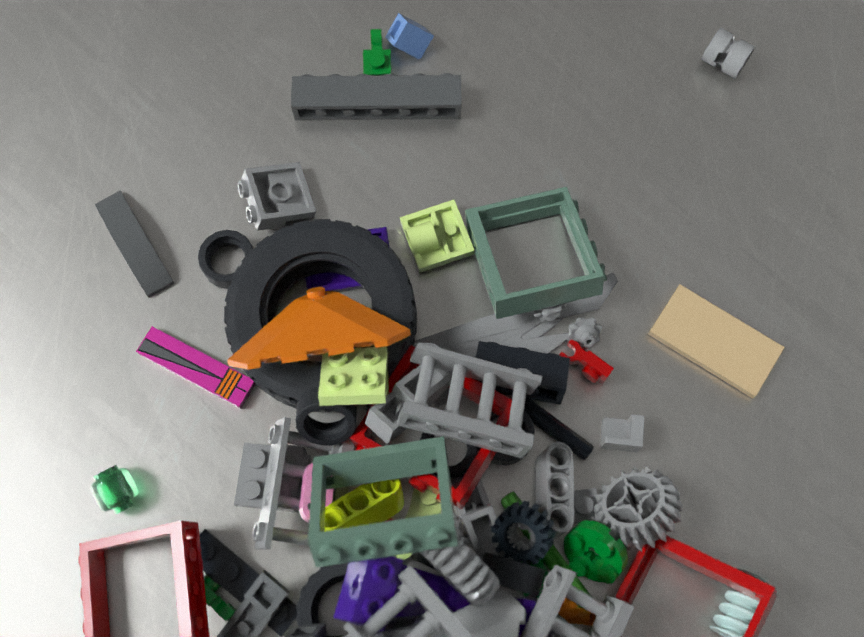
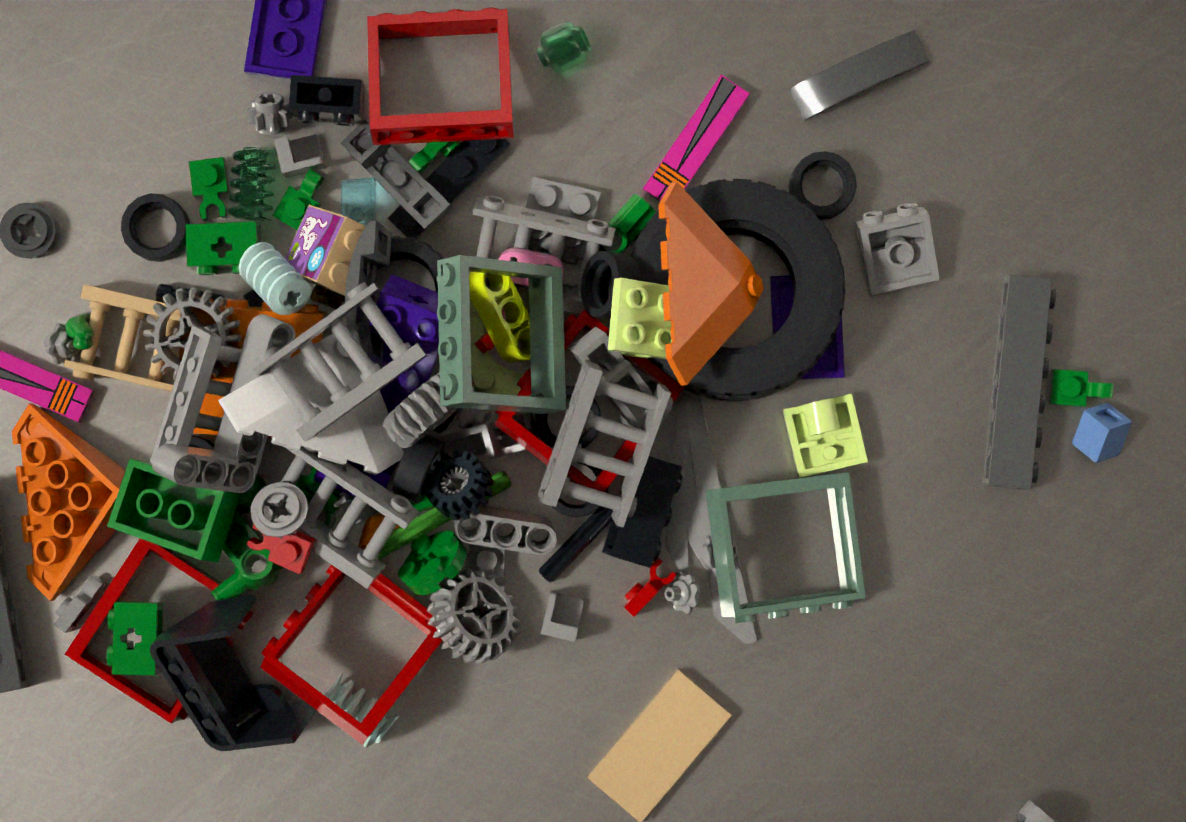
camera: 90 degrees right, 15 degrees up
(266, 410) = (630, 221): none -> green piece

